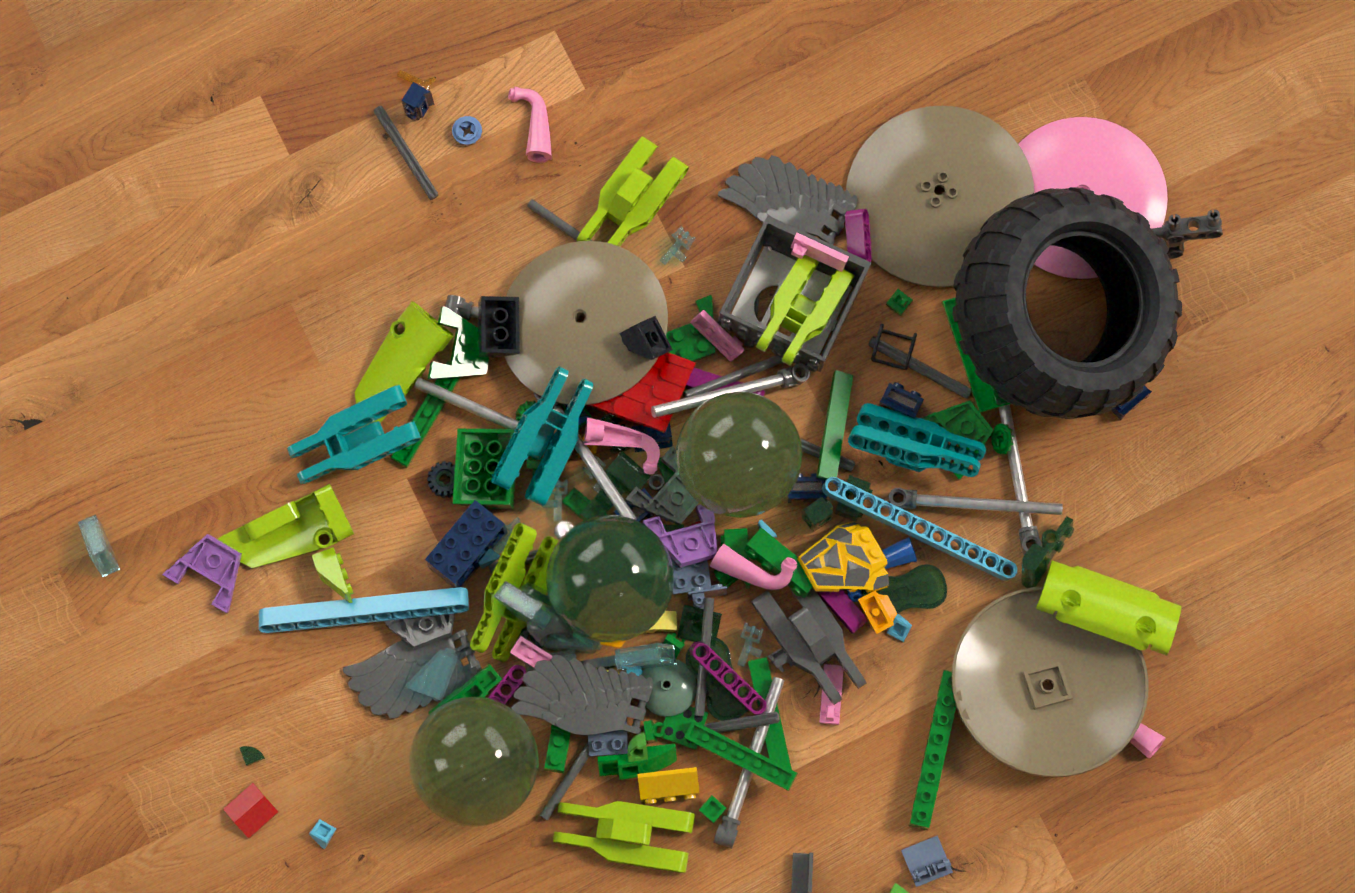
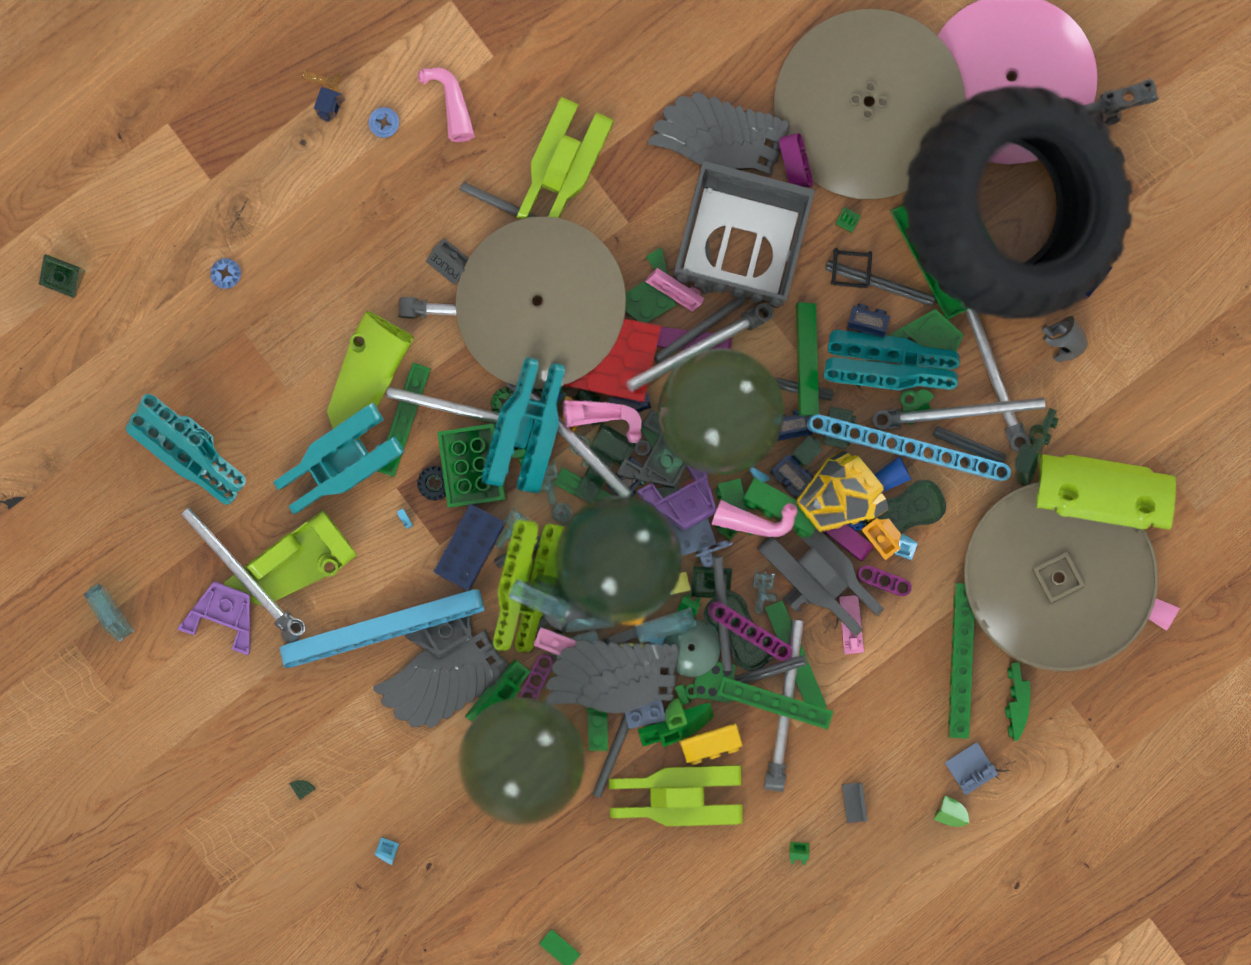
camera: 10 degrees left, 10 degrees up
(125, 216) = (60, 276): none -> clear green slope
(207, 398) = (186, 442): none -> teal beam
(250, 810) = (313, 841): red slope -> none
(273, 591) = (284, 621): none -> flat silver piece
(286, 251) = (228, 281): none -> medium blue gear
(330, 572) = (341, 596): lime slope -> none
(406, 153) = (328, 158): dark grey axle -> none
(408, 508) = (405, 519): none -> medium azure tile
(435, 674) = (465, 679): clear light blue slope -> none
(465, 351) = (432, 346): wing -> none
(490, 557) = (495, 552): medium azure slope -> none
(498, 326) = (457, 322): black slope -> none
(501, 270) = (447, 261): none -> dark grey panel
(646, 339) = (608, 313): black slope -> none
(674, 249) = (615, 208): clear light blue arm -> none
(712, 809) = (757, 758): green tile -> none
(797, 534) = (791, 476): none -> dark blue window
(805, 246) = (745, 185): bright pink hinge -> none
(806, 316) = (746, 249): lime beam -> none
(866, 648) = (893, 581): none -> magenta beam
(939, 487) = (919, 402): none -> green plate
(979, 538) = (969, 444): none -> dark grey axle
(985, 809) = (1018, 709): none -> green slope
(999, 444) = (973, 346): green gear -> none
(1097, 447) = (1072, 341): none -> dark grey piece

